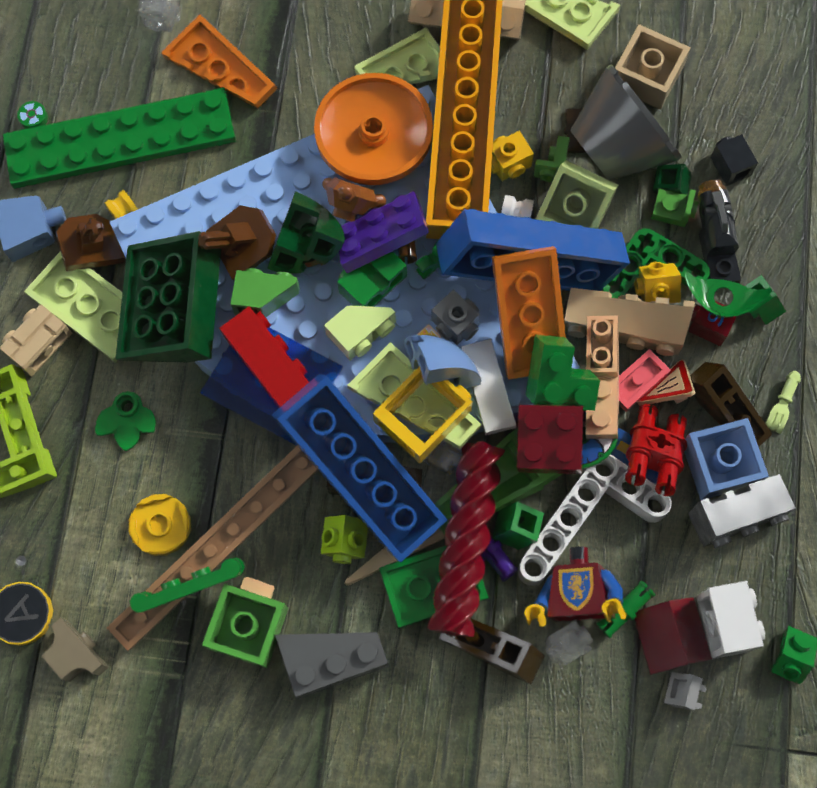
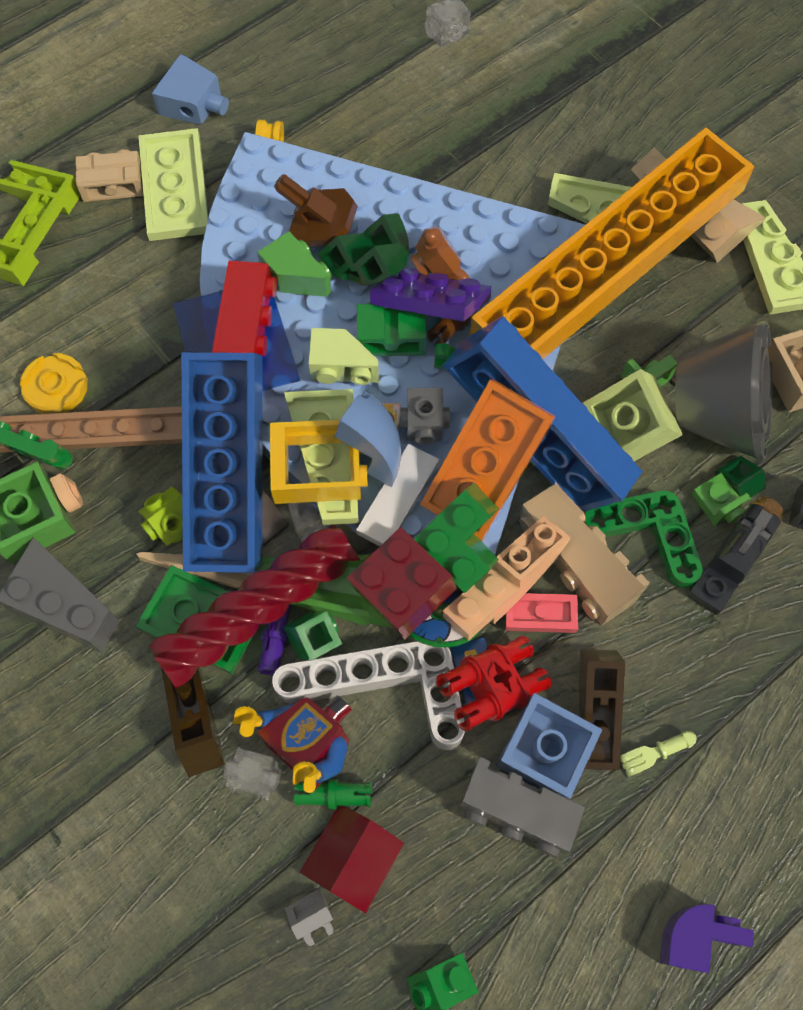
camera: 40 degrees right, 5 degrees down
(32, 115) = (277, 26): green tile -> none
(88, 243) = (215, 137): reddish brown piece -> none
(118, 138) = (325, 90): green plate -> none
(123, 424) = (109, 289): green plate -> none
(168, 301) = (220, 218): dark green slope -> none
(216, 60) = (451, 88): orange wing -> none
(373, 128) = (509, 215): orange dish -> none
(511, 156) = (612, 339): yellow brick -> none
(519, 209) = (573, 379): white wheel -> none
(659, 281) = (641, 546): yellow brick -> none
(674, 386) = (565, 646): piece -> none
(709, 326) = (658, 621): dark red brick -> none
(730, 619) = (408, 891): white brick -> none
(743, 301) = (668, 588): green piece -> none
(771, 307) = (720, 642): green brick -> none

